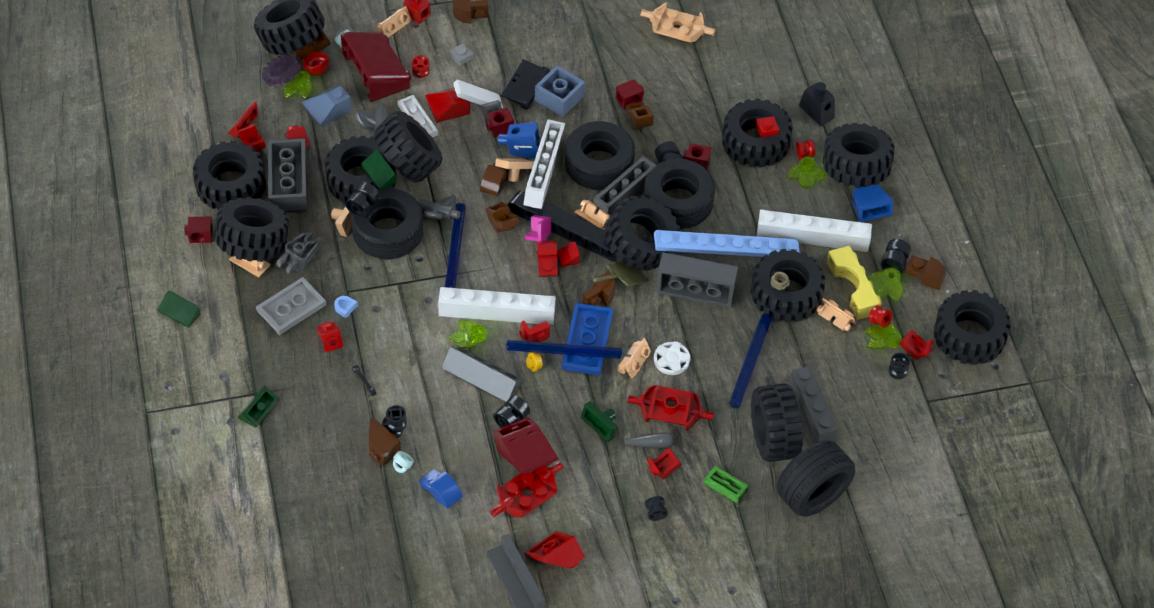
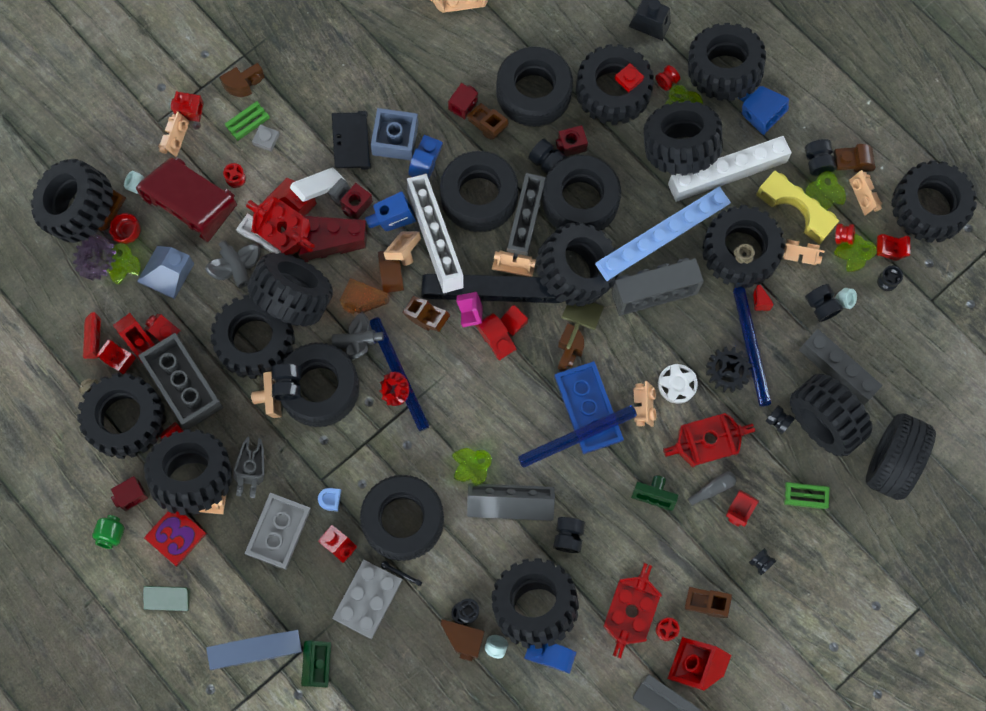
camera: 30 degrees left, 20 degrees up
(167, 246) = (108, 532): none -> green head
(214, 274) = (175, 536): none -> tile
(218, 370) = (254, 649): none -> sand blue slope
(274, 128) = (133, 335): none -> red slope
(326, 384) = (367, 599): none -> light grey plate
(379, 170) = (279, 335): dark green slope -> none
(384, 318) = (399, 488): none -> black tyre
(426, 101) = (270, 217): none -> red plate
(443, 255) = (401, 390): none -> red gear
(451, 438) = (529, 577): none -> black tyre
(455, 37) = (245, 114): none -> bright green tile
(461, 185) = (362, 297): none -> clear orange slope
(465, 135) = (334, 236): none -> dark red wedge
(496, 306) = (481, 420): white brick -> none
(524, 446) = (609, 570): dark red slope -> none
(534, 361) = (554, 463): yellow plate -> none
(536, 333) = (540, 429): red bracket -> none
(543, 512) = (671, 628): none -> red wheel
(574, 117) = (425, 157): none -> blue brick
(592, 513) = (708, 602): none -> reddish brown brick
(694, 89) = (534, 62): none -> black tyre
(719, 365) = (725, 362): none -> black gear
(738, 420) = (780, 419): none -> black wheel
(778, 331) = (761, 300): none -> red slope
(785, 187) = (688, 154): none -> black tyre
(830, 355) = (824, 303): none -> black wheel
(853, 362) = (847, 297): none -> light aqua tile
(920, 293) = (862, 188): none -> light nougat hinge

